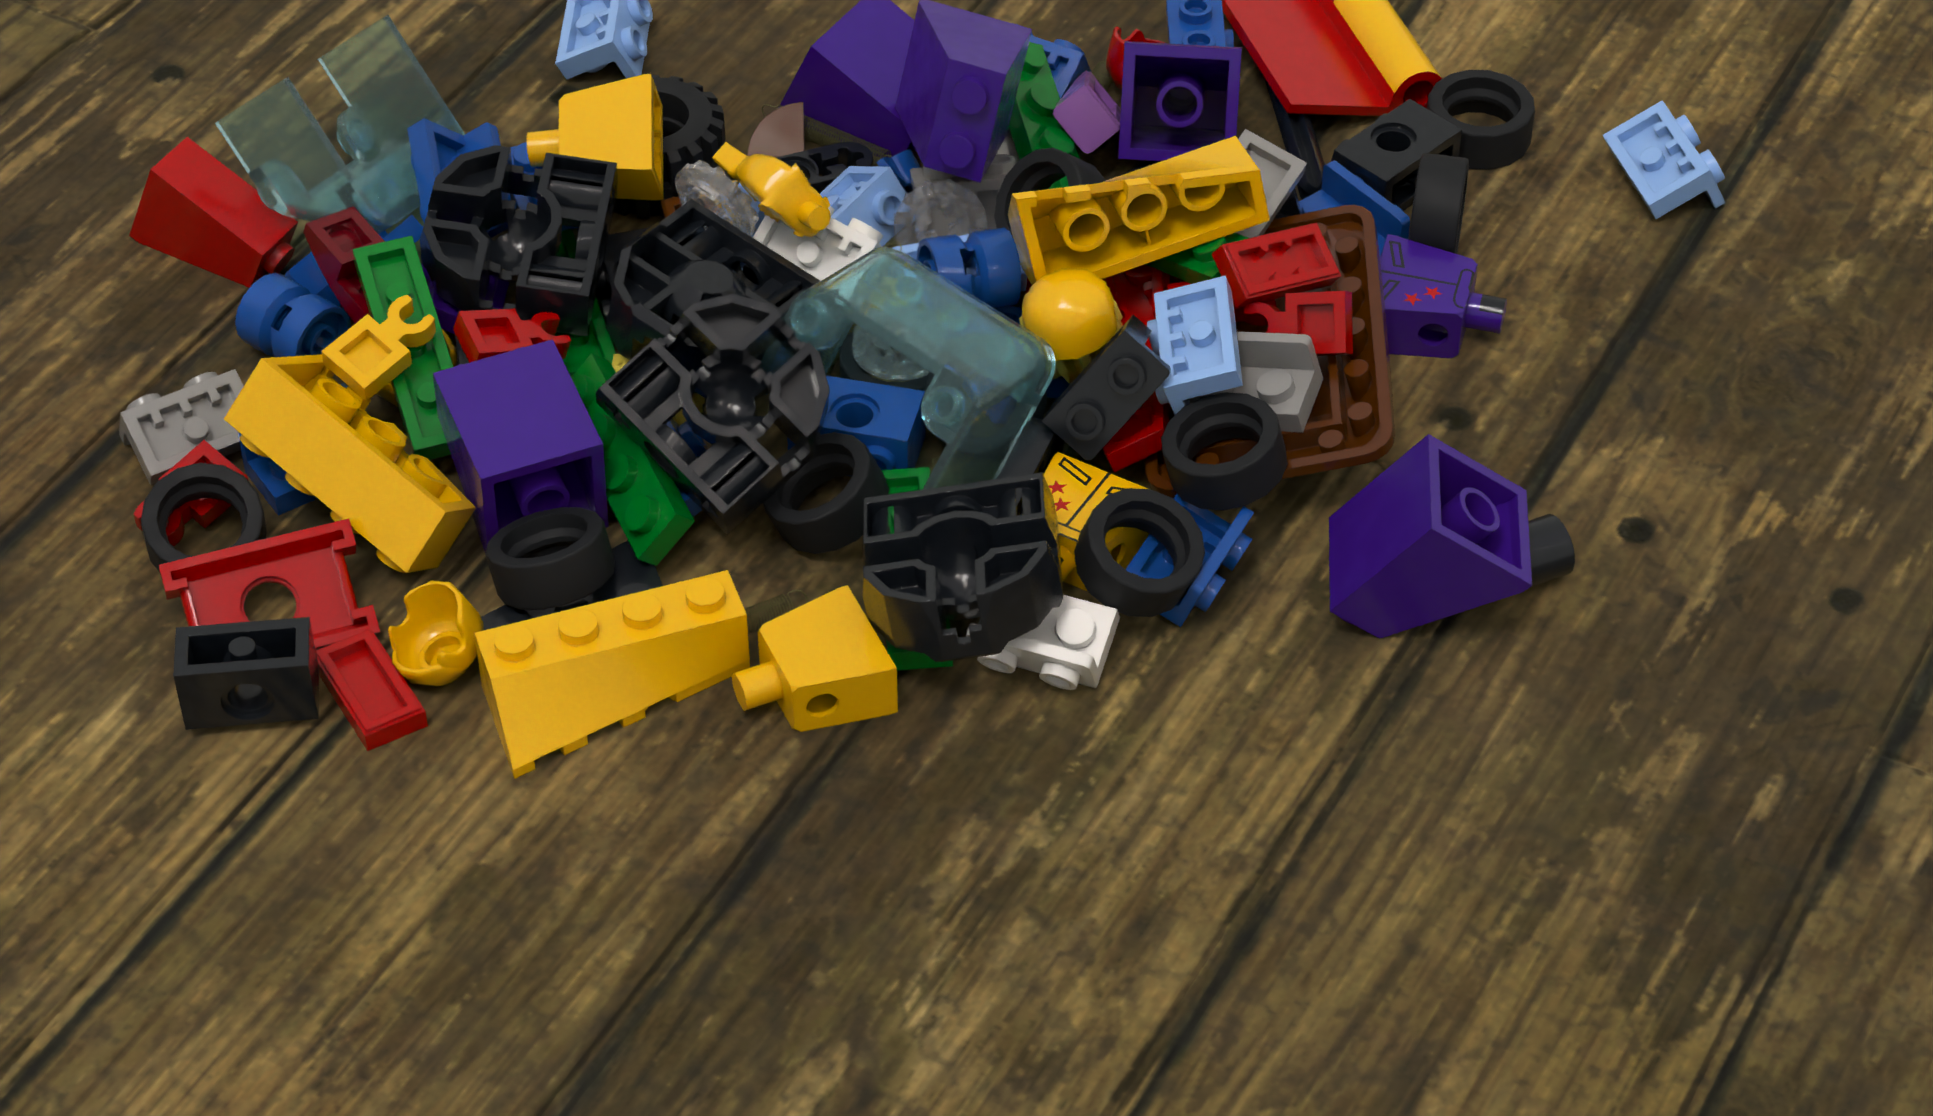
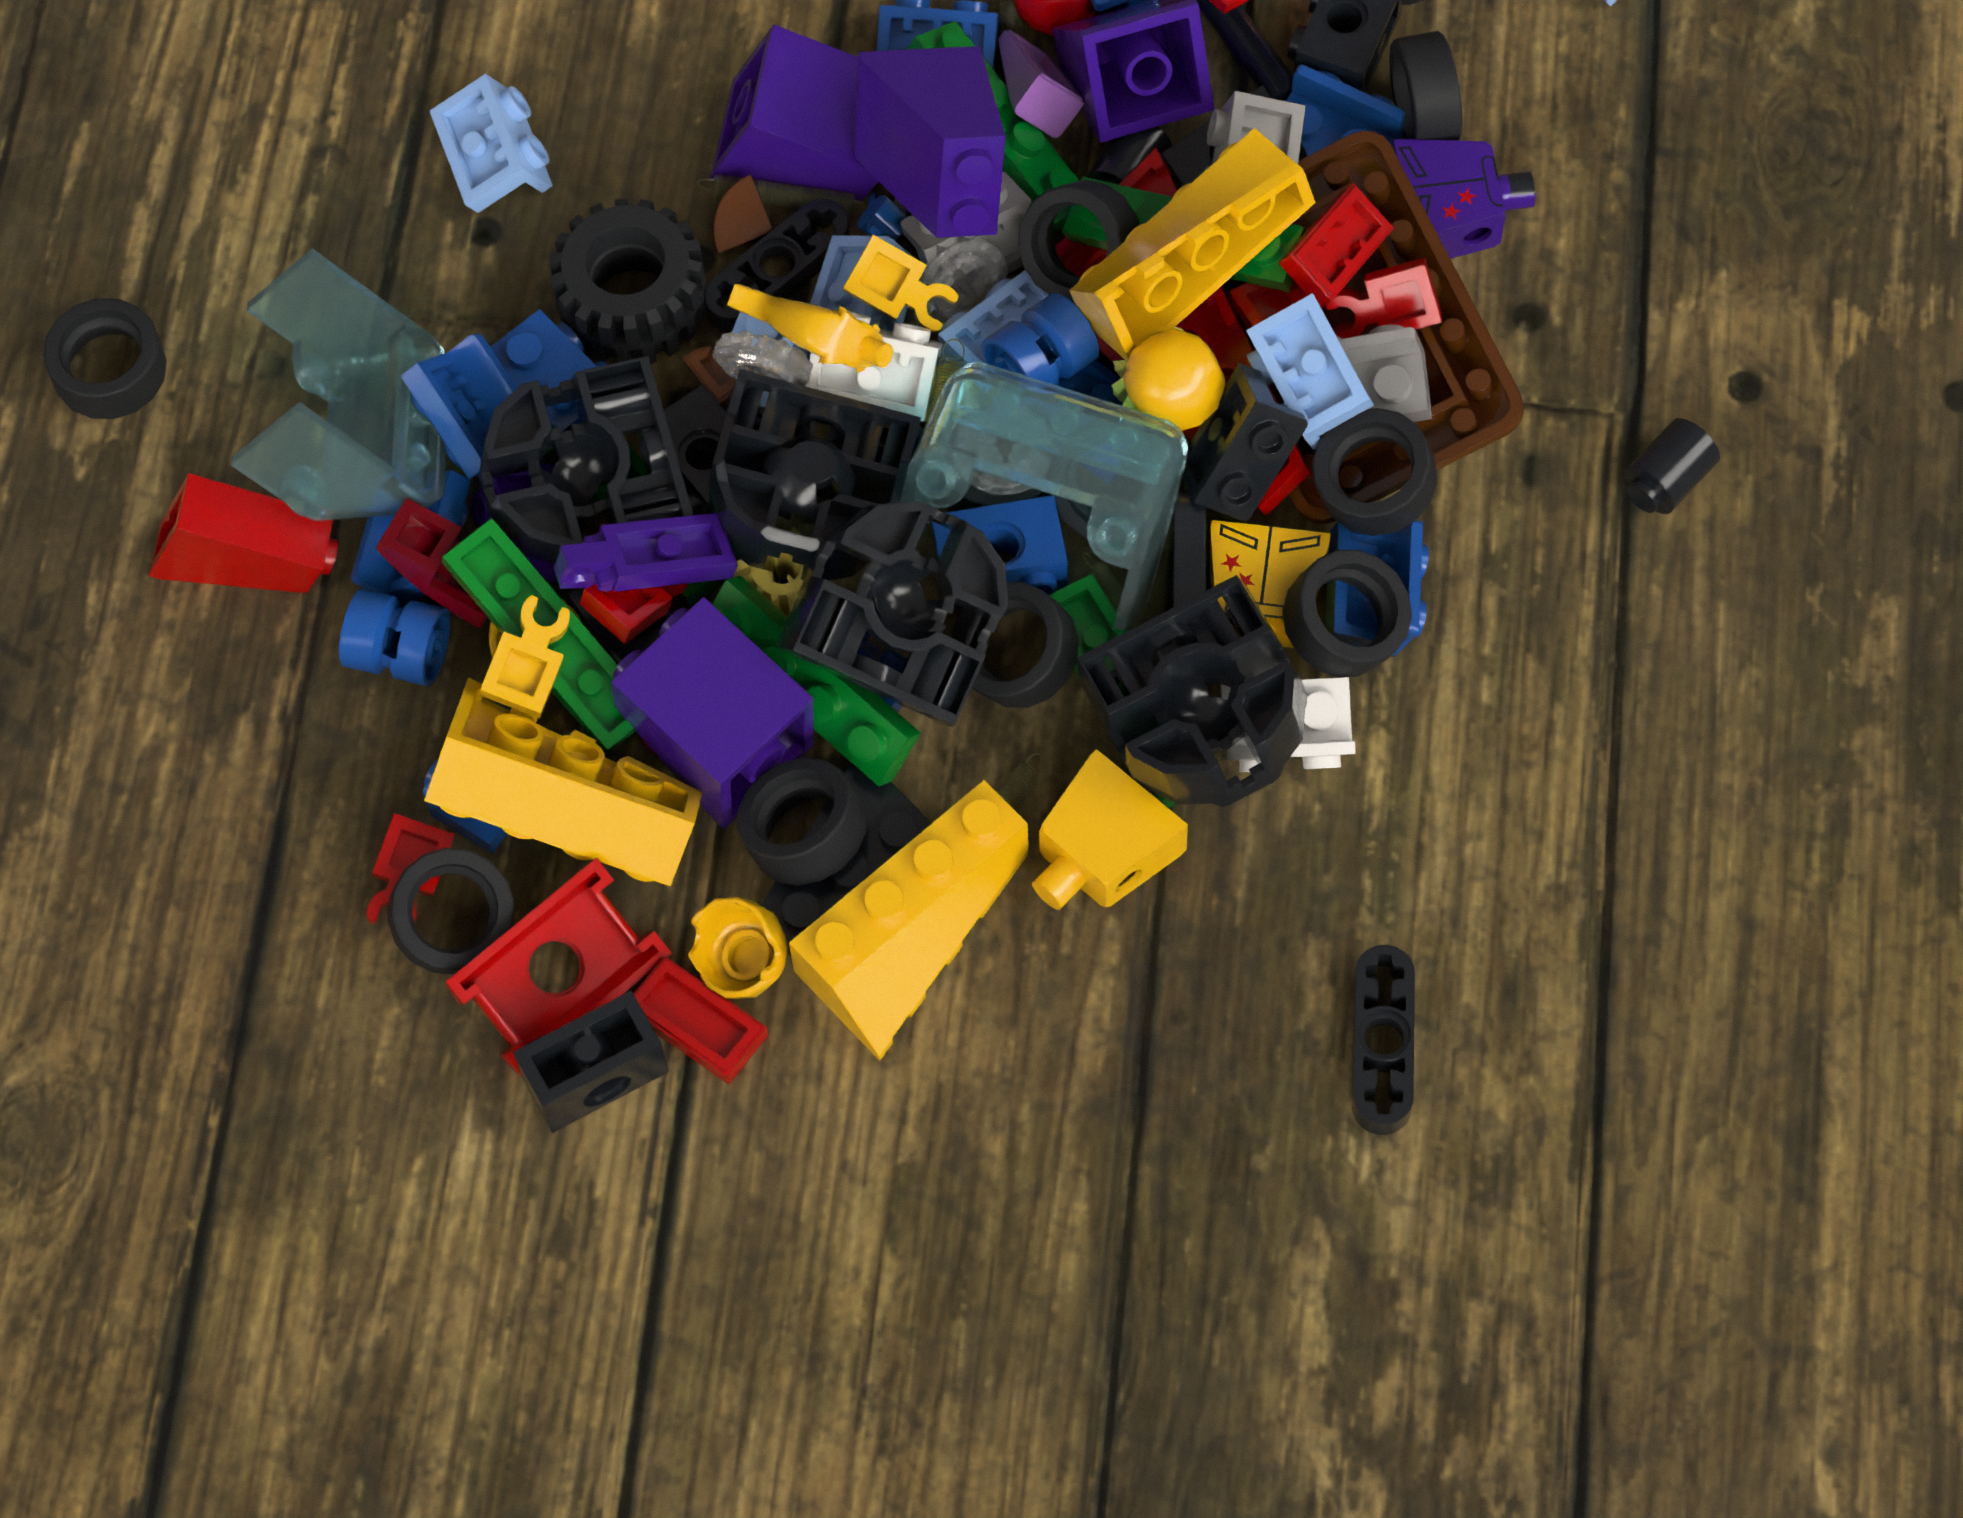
camera: 20 degrees left, 20 degrees up
(173, 425) = (361, 793): light grey bracket -> none
(188, 53) = (92, 321): none -> black tyre
(527, 303) = (648, 555): none -> dark purple hinge
(611, 124) = (608, 317): yellow torso -> none
(871, 192) = (890, 280): none -> yellow plate
(991, 941) = (1365, 1082): none -> black beam
(1427, 542) = (1596, 501): dark purple slope -> none

